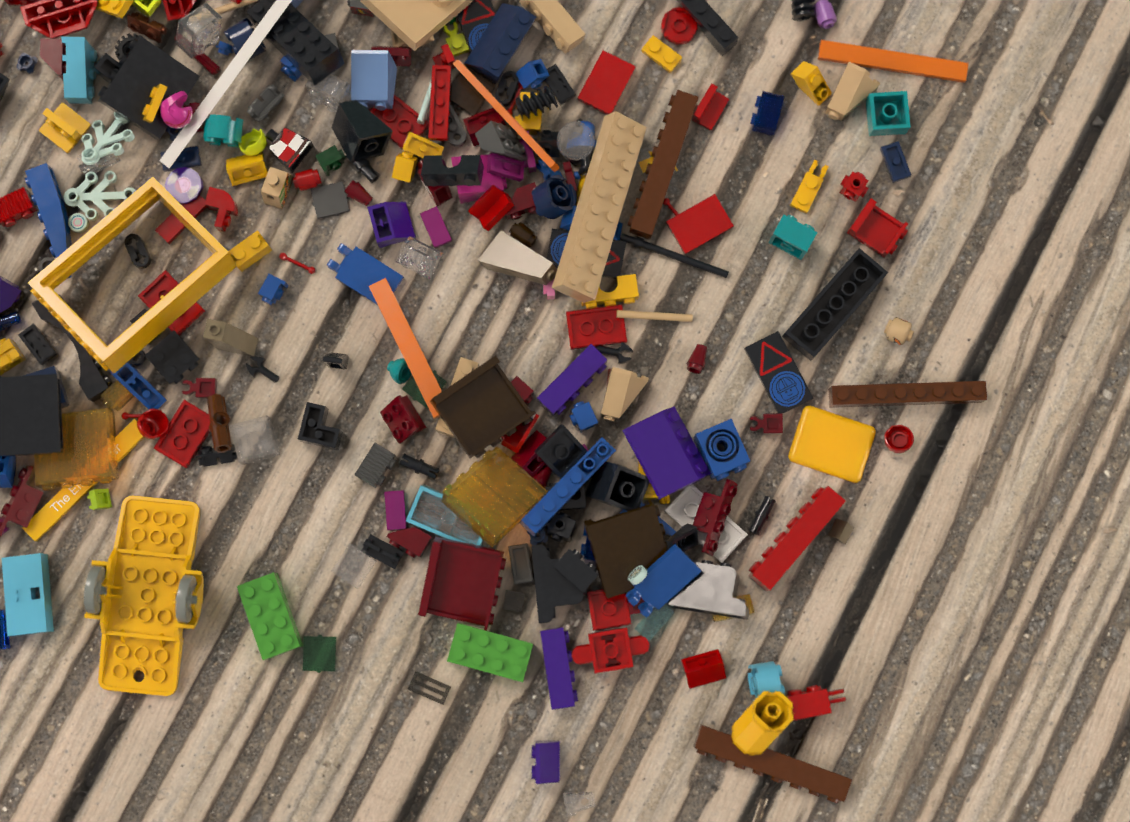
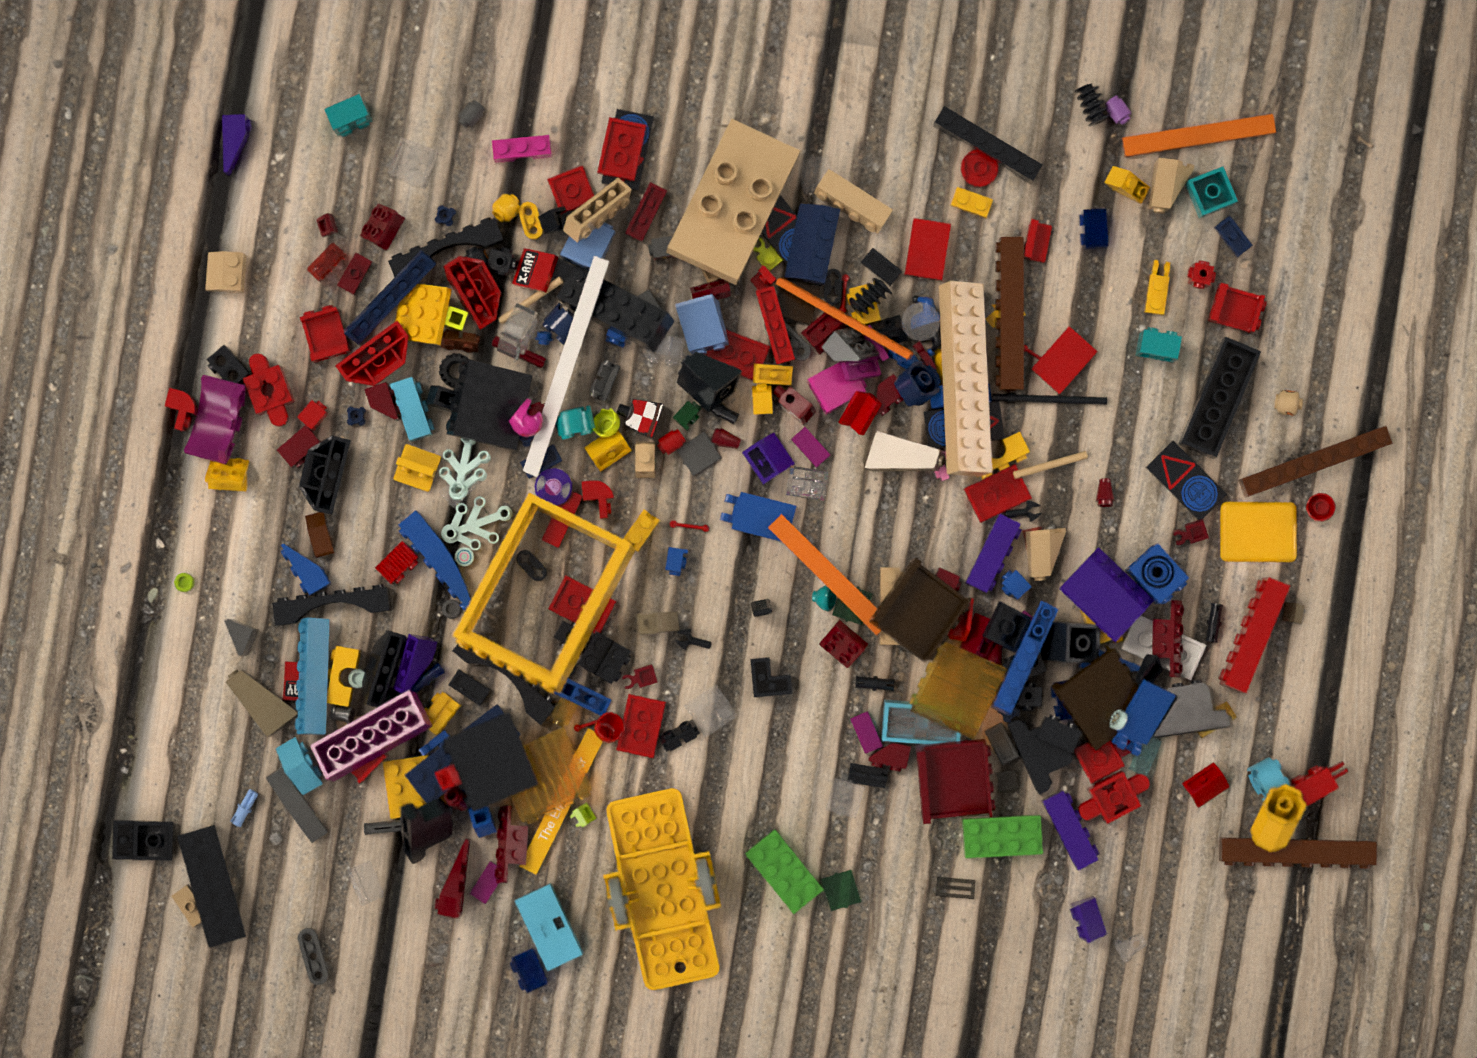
camera: 15 degrees left, 5 degrees up
(151, 109) = (503, 424): yellow plate -> none
(220, 432) = (676, 714): reddish brown piece -> none
(376, 465) = (833, 696): dark grey brick -> none
(425, 106) = (760, 328): light aqua bar -> none
(467, 172) = (830, 391): black arch -> none
(523, 234) = (897, 427): dark brown brick -> none
(532, 74) = (854, 267): blue brick -> none

